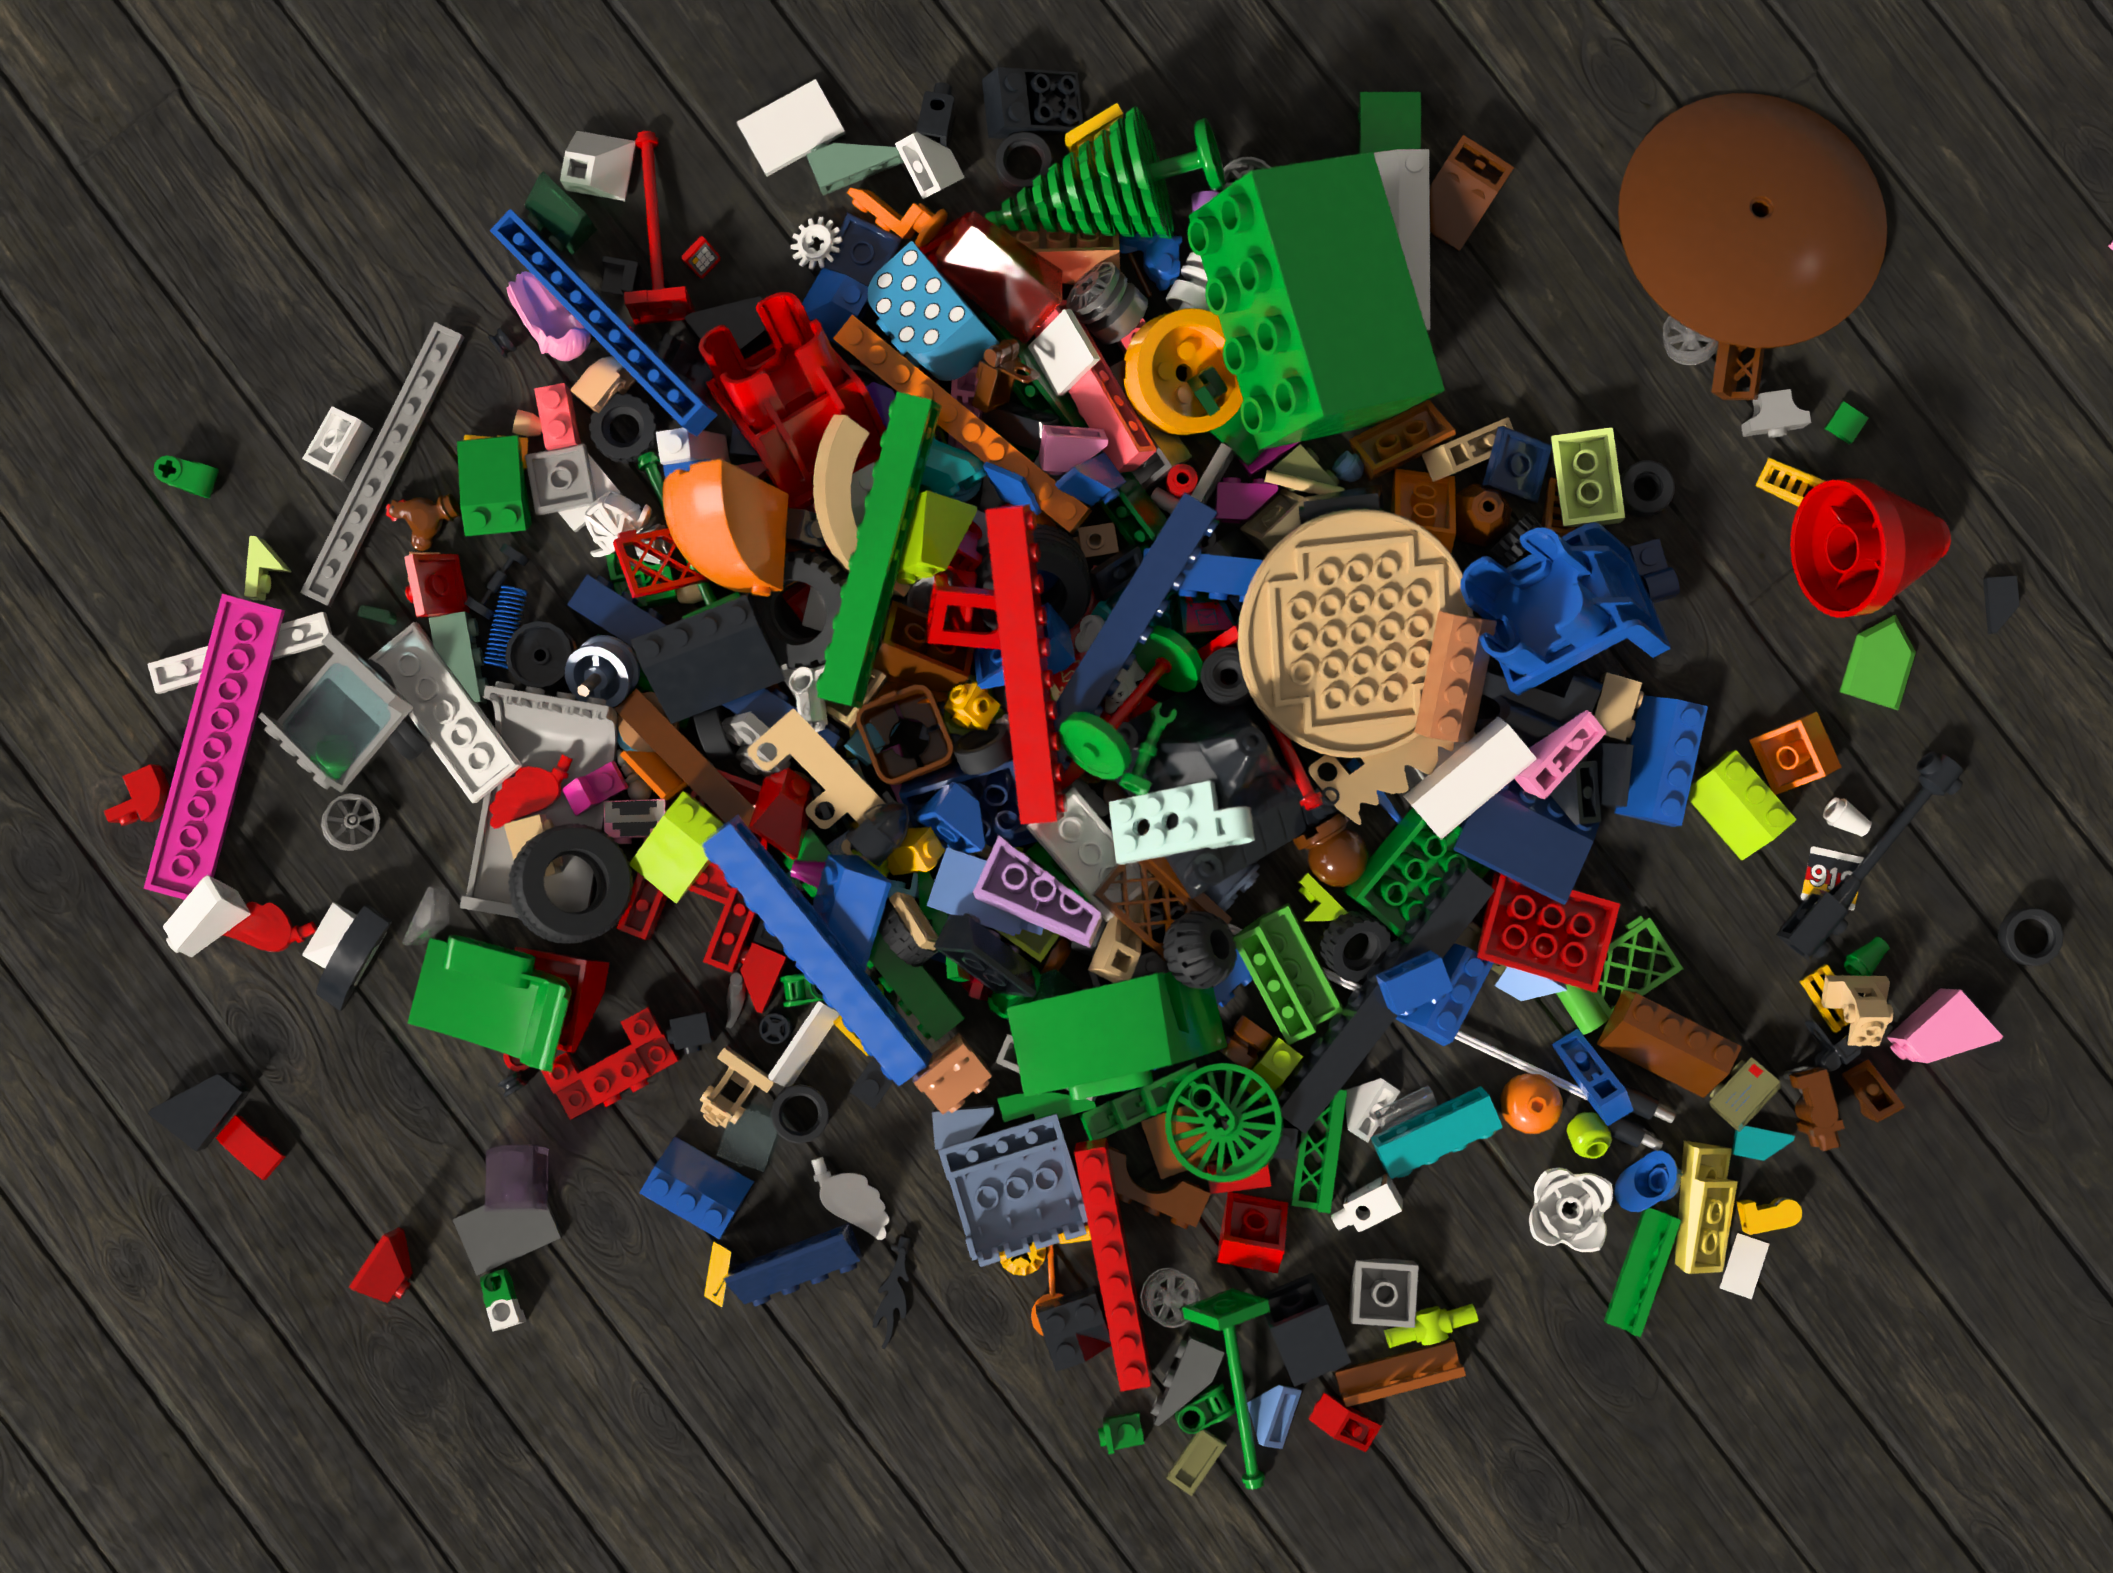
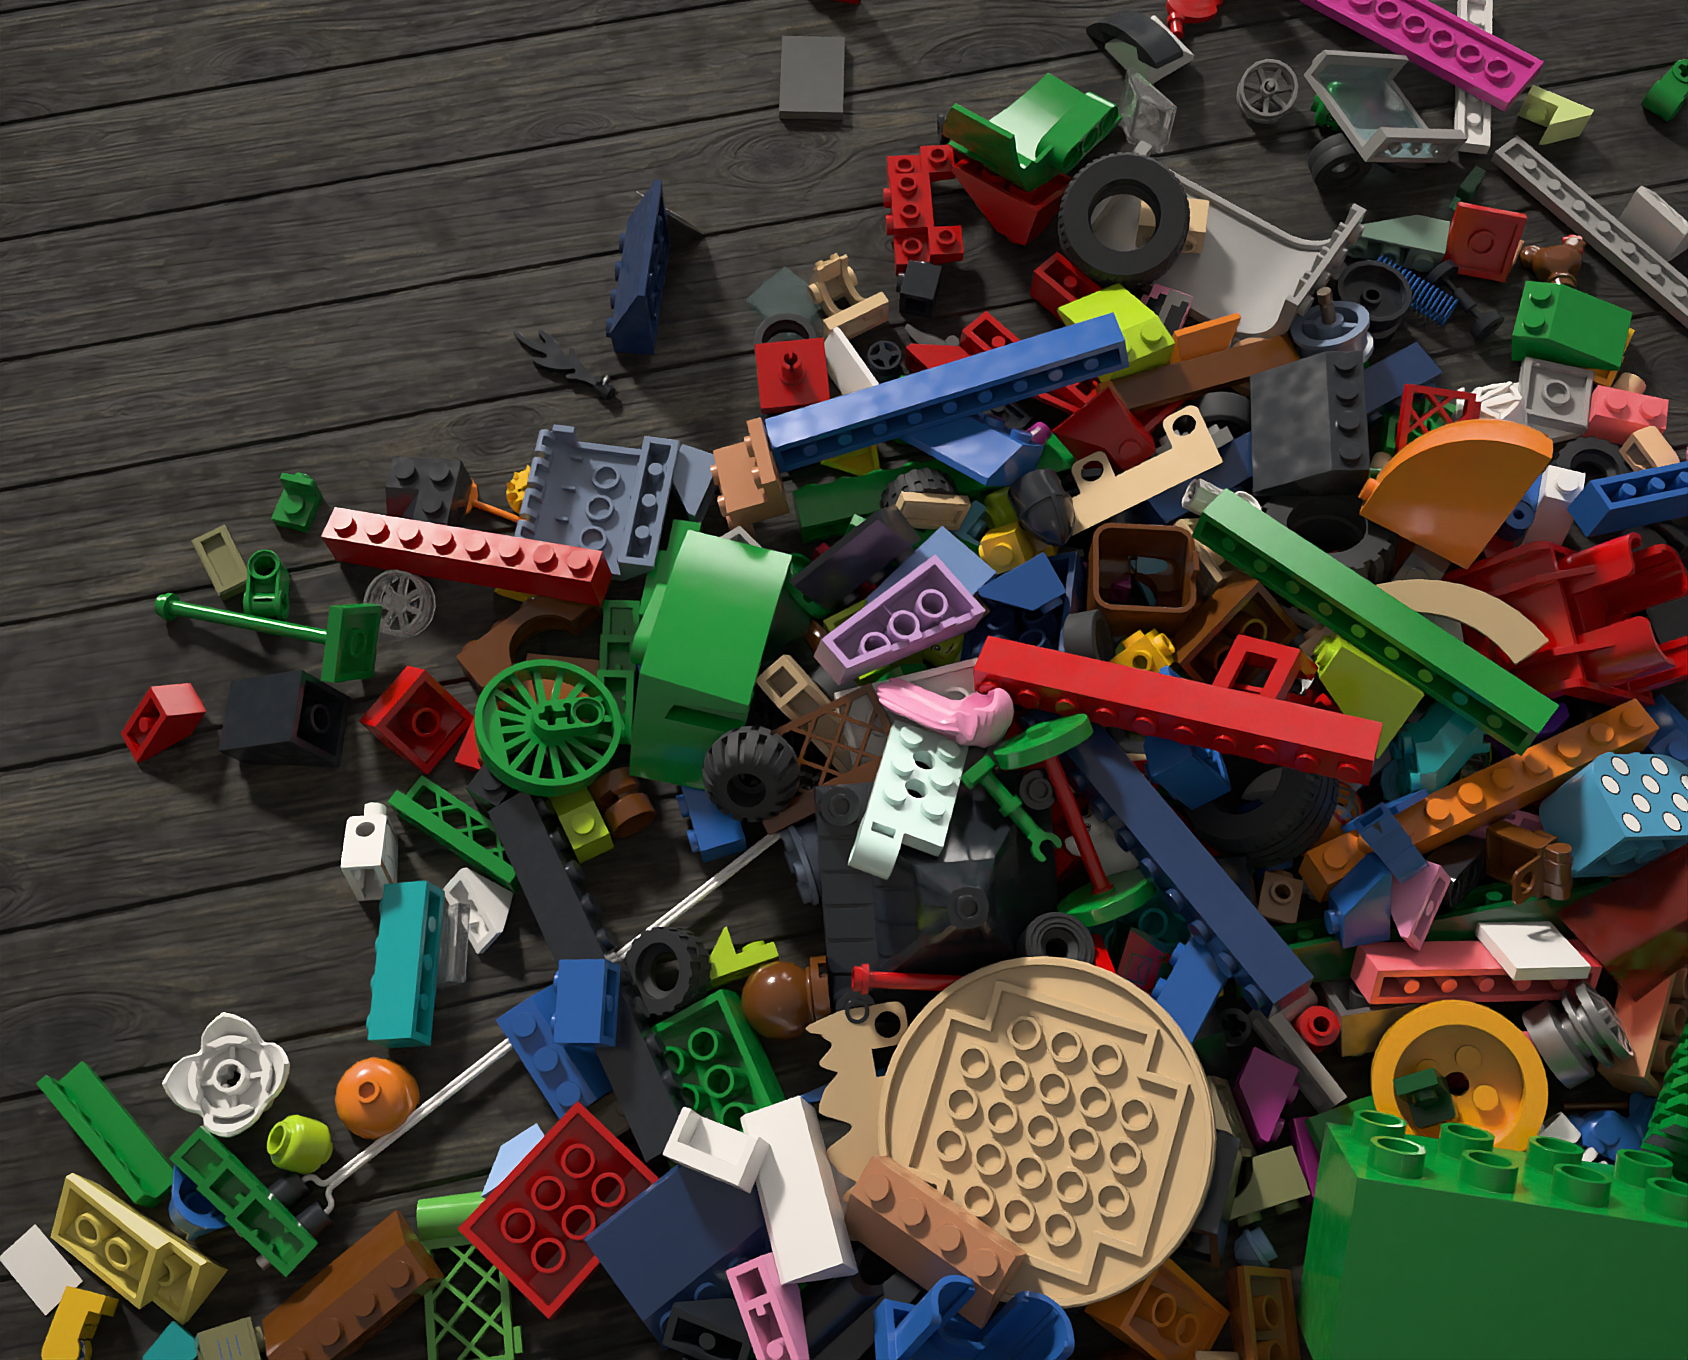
camera: 115 degrees right, 20 degrees down
(447, 714) = (1318, 207): white tile -> none
(501, 1300) = (748, 43): leg -> none
(516, 1178) = (852, 88): clear purple slope -> none
(528, 792) = (1231, 246): red animal -> none
(594, 788) = (1209, 295): dark pink slope -> none
(697, 1187) = (762, 232): blue slope -> none
(831, 1092) = (791, 374): none -> red tile
(851, 1199) = (675, 362): white animal -> none
(1048, 474) = (1391, 842): none -> blue leg
(1092, 810) = (973, 721): none -> bright pink hair
(1193, 1372) = (307, 583): dark grey slope -> none
(1273, 1414) = (216, 655): medium blue slope -> none
(1287, 973) = (676, 880): bright green slope -> none
(1300, 483) = (1259, 1167): tan piece -> none
(1384, 1292) = (268, 821): light grey slope -> none
(1399, 1373) = (174, 804): dark orange fence -> none
(1432, 1325) = (203, 860): lime pin -> none
(1473, 842) = (716, 1150): none -> white panel
(1593, 1077) = (361, 1182): blue slope -> none
(1643, 1148) = (244, 1201): none -> green slope

